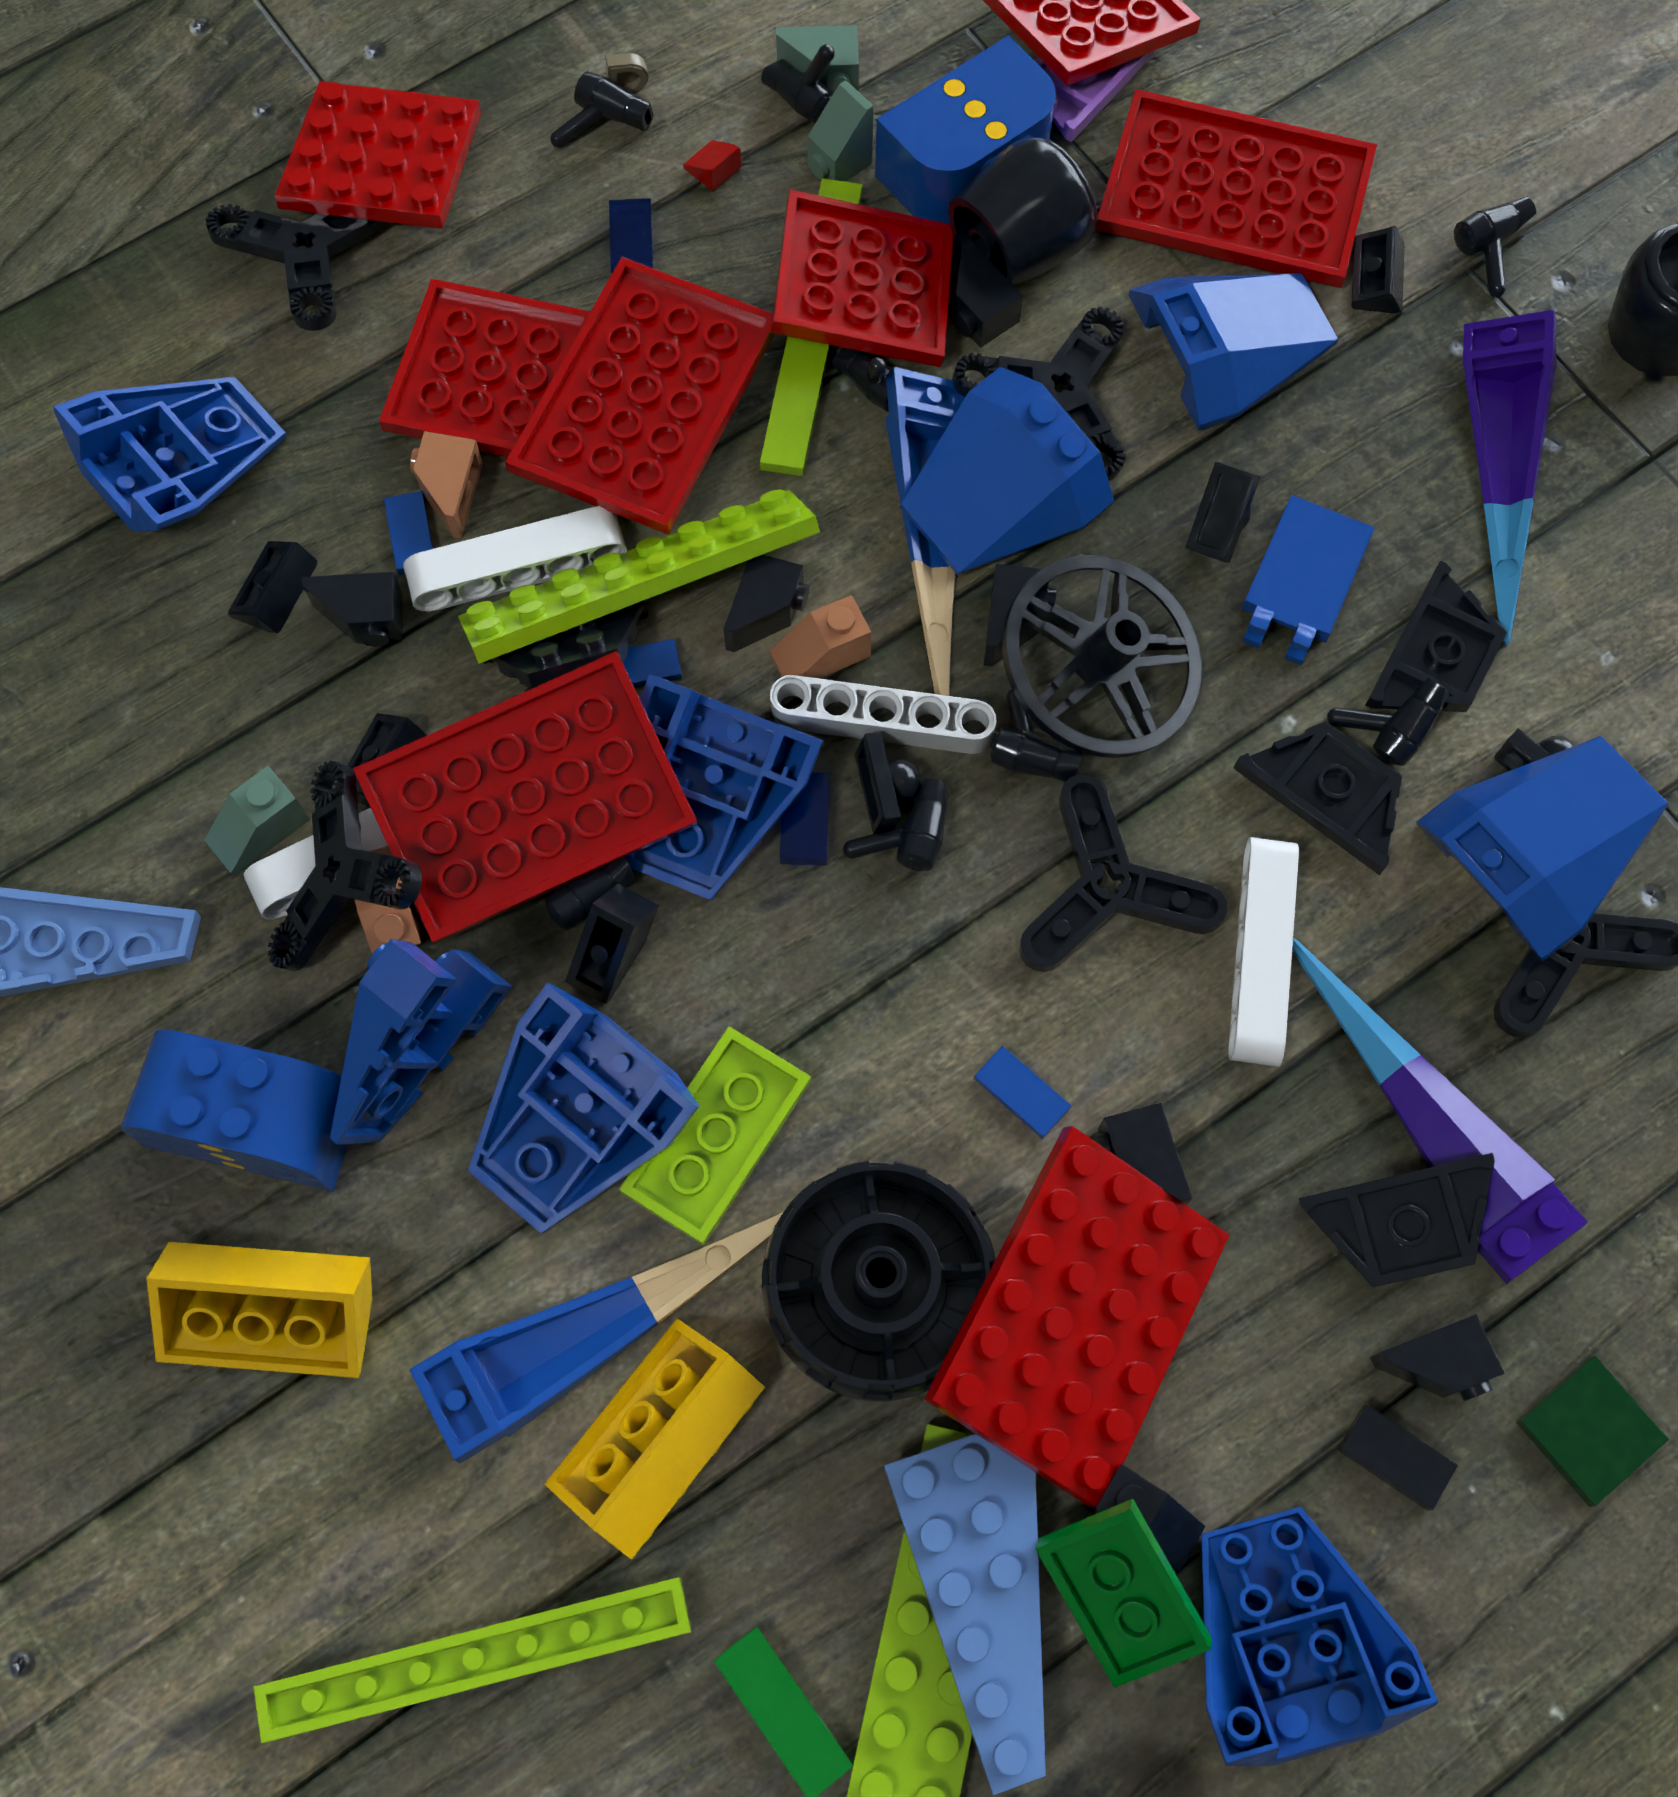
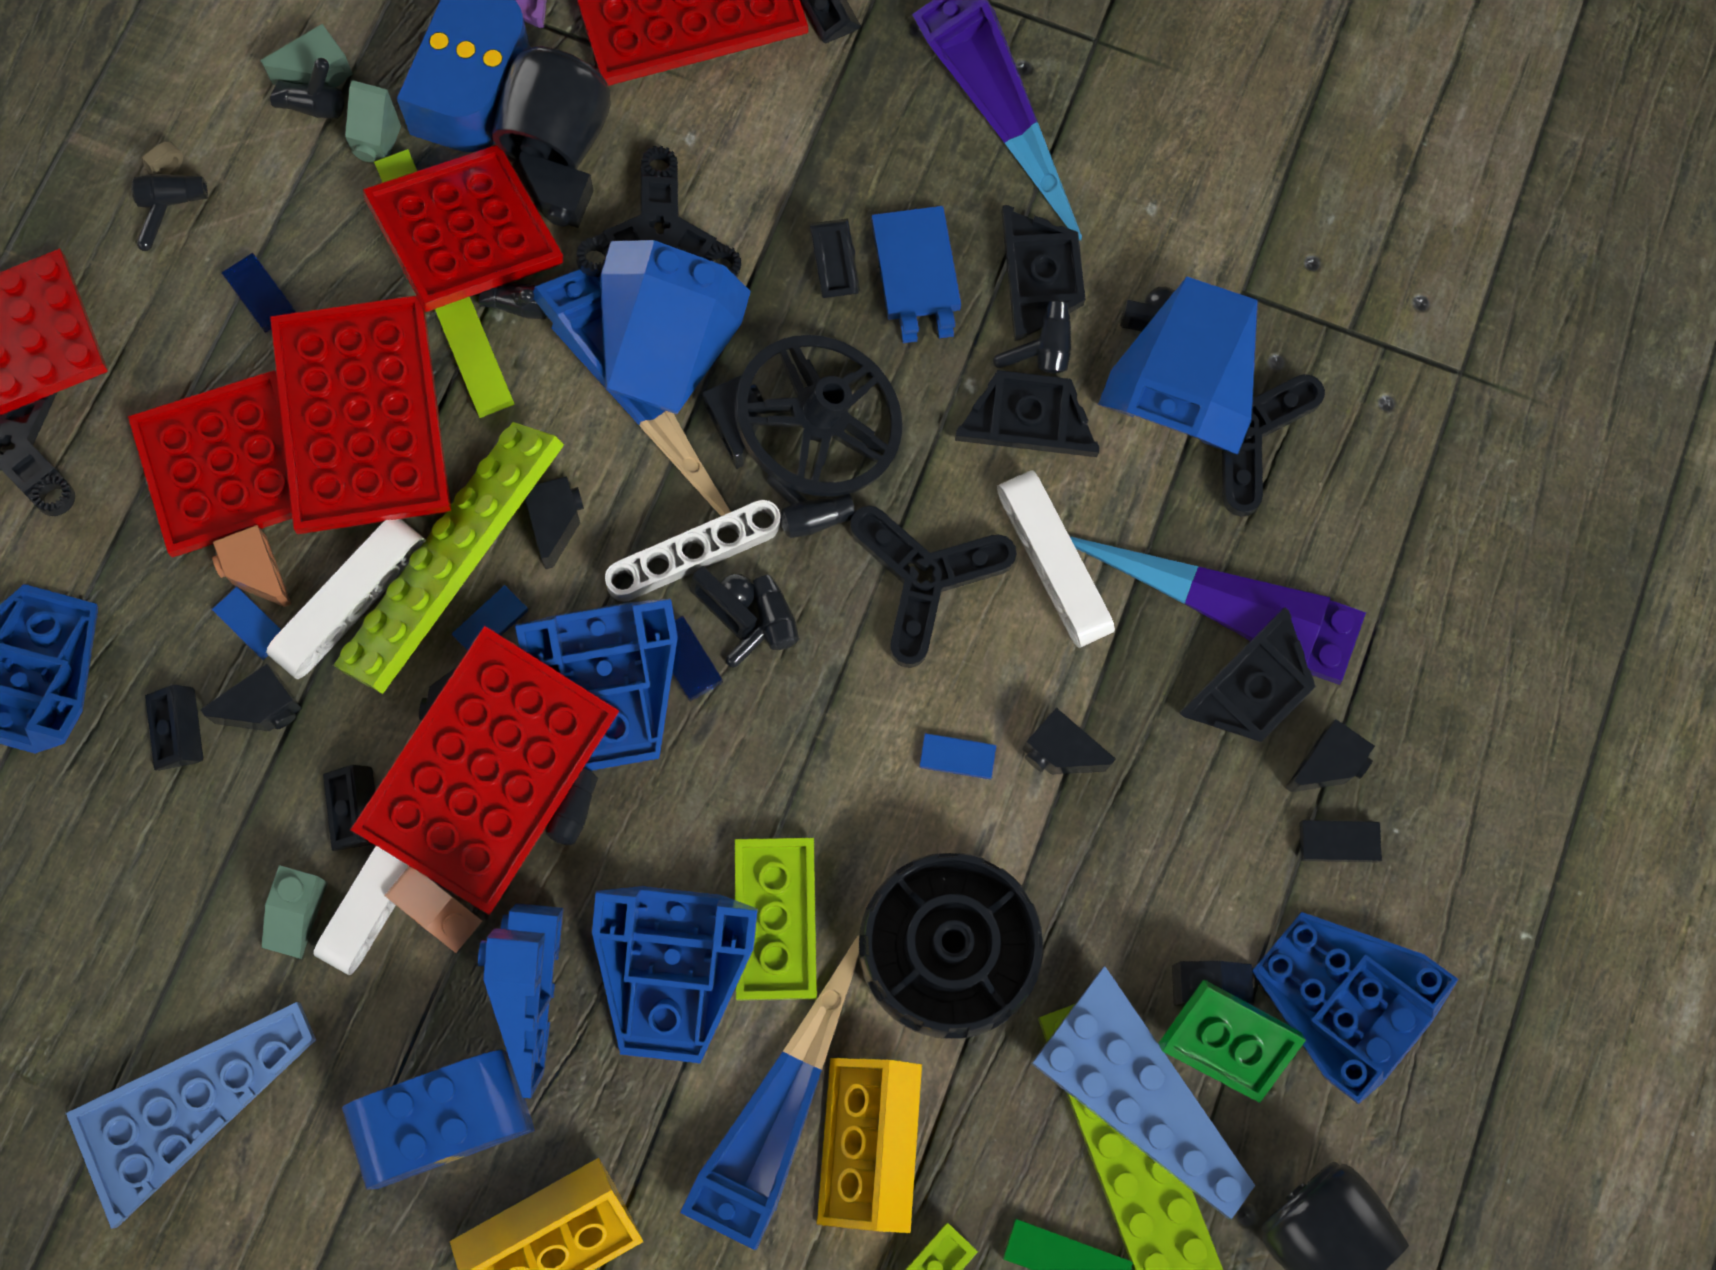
camera: 40 degrees left, 5 degrees up
(339, 872) = (411, 901): black piece -> none
(573, 648) = (444, 643): black wing -> none
(610, 942) = (612, 833): black slope -> none
(714, 163) = (281, 195): red slope -> none
(824, 641) = (616, 524): nougat slope -> none
(1078, 1318) = (1094, 884): red plate -> none
(1235, 336) = (756, 114): blue wedge -> none
(1592, 1431) = (1445, 745): dark green tile -> none

